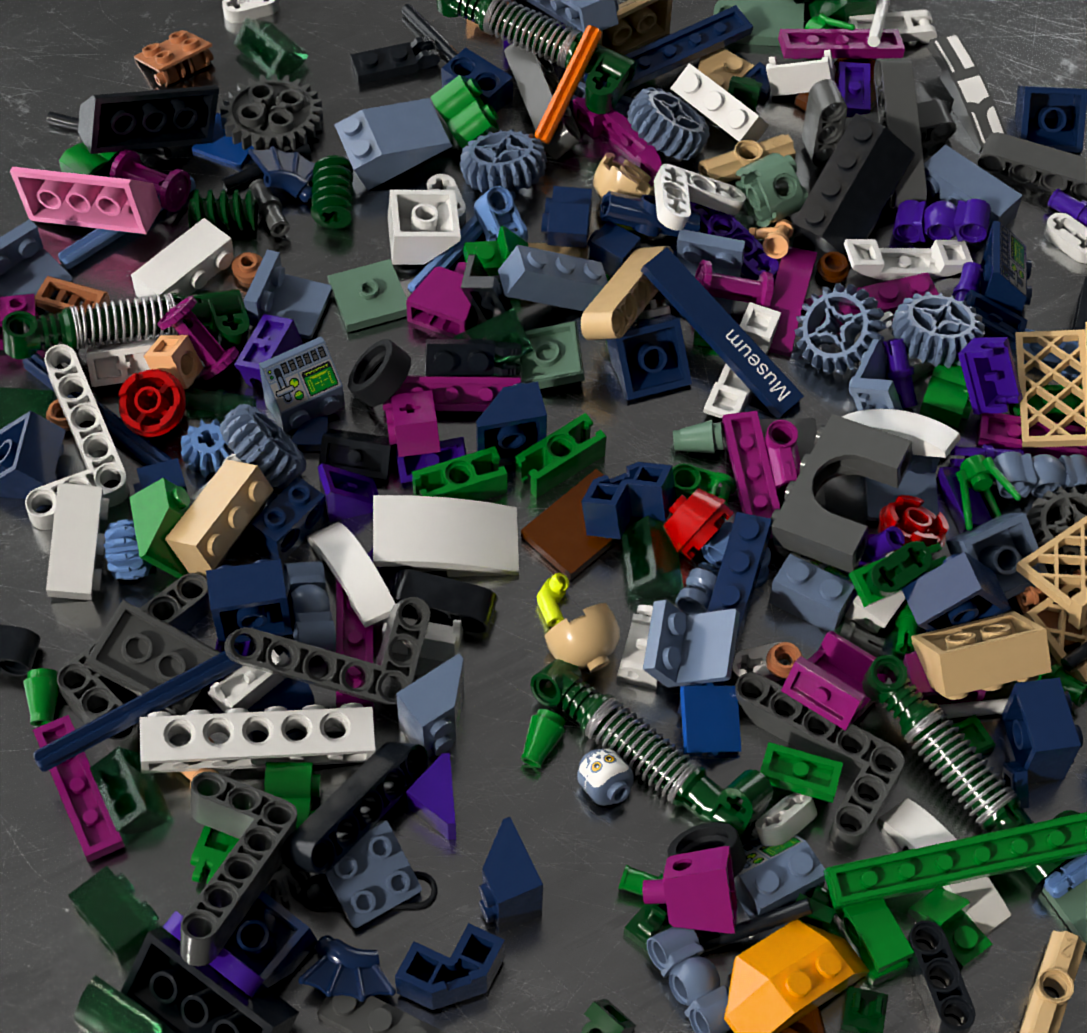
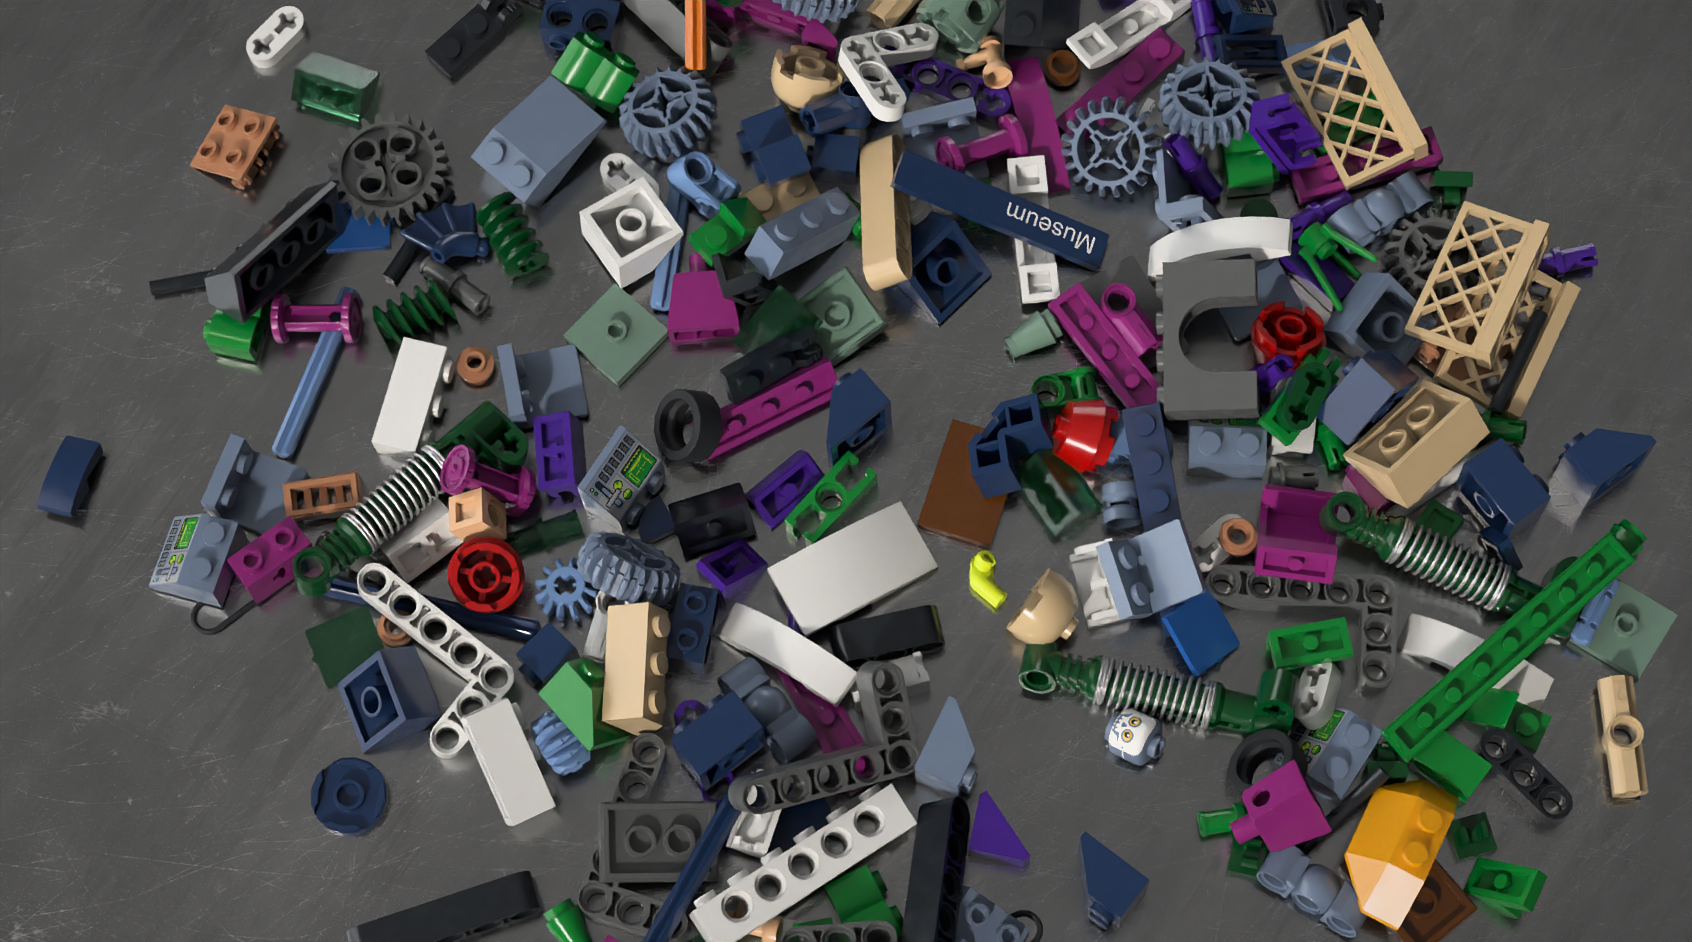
camera: 20 degrees left, 15 degrees up
(87, 200) = (270, 376): bright pink slope -> none
(413, 424) = (755, 464): magenta brick -> none
(542, 736) = (1055, 726): green cone -> none
(560, 468) = (916, 437): green piece -> none

